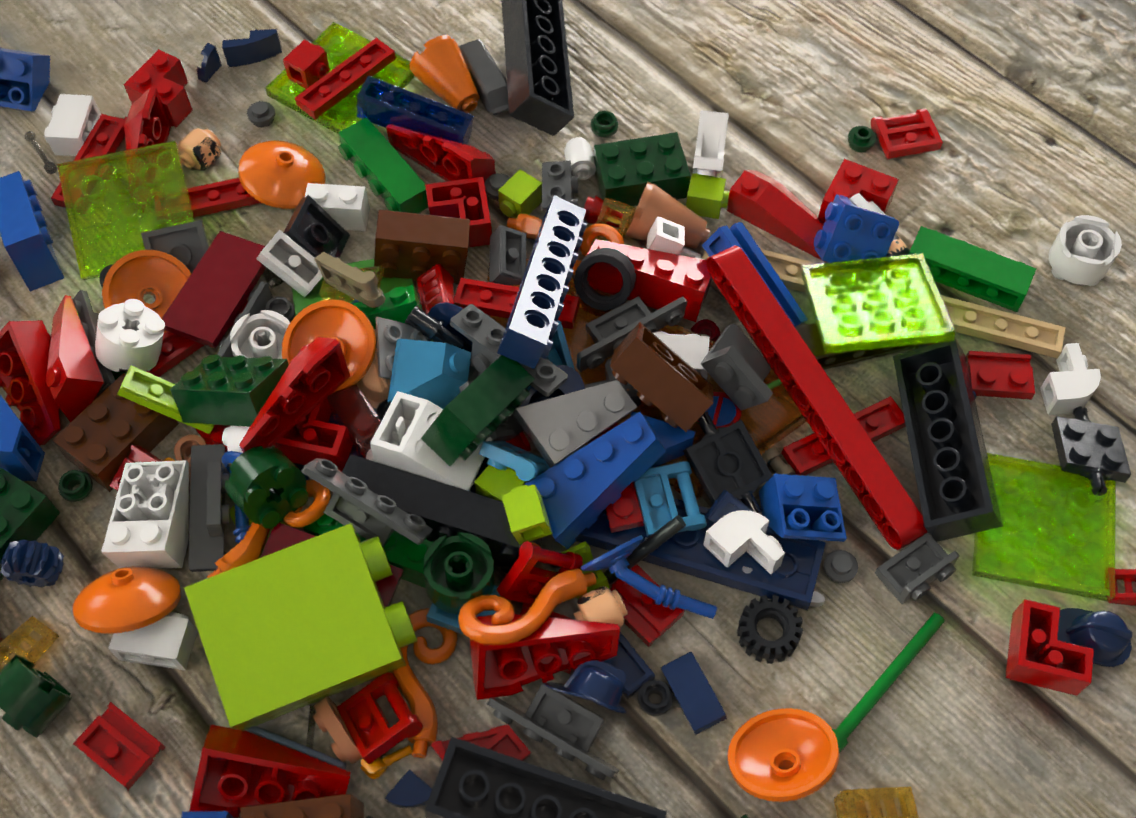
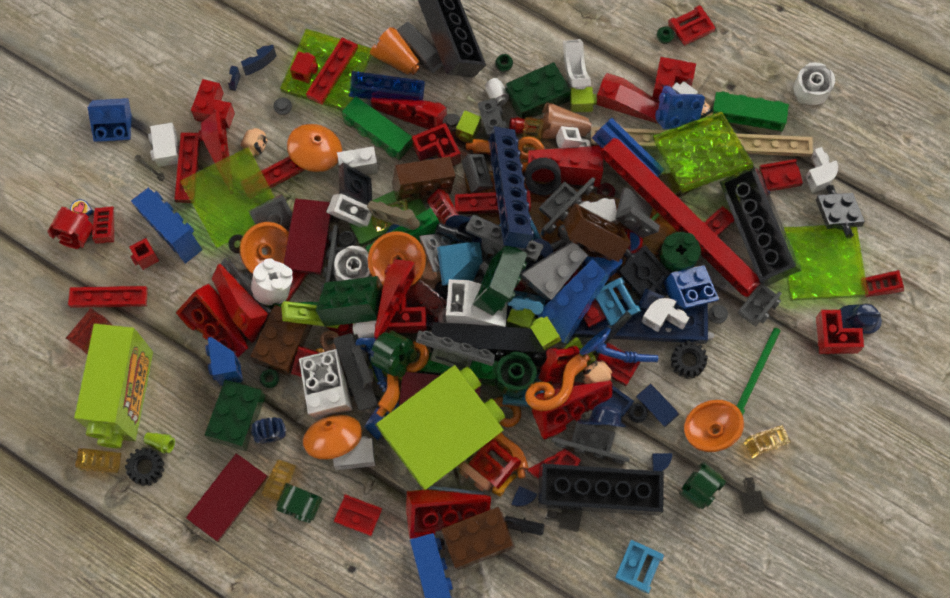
camera: 15 degrees left, 10 degrees up
(673, 794) = (661, 461): none -> dark blue tile
(798, 445) = (678, 244): none -> dark green brick

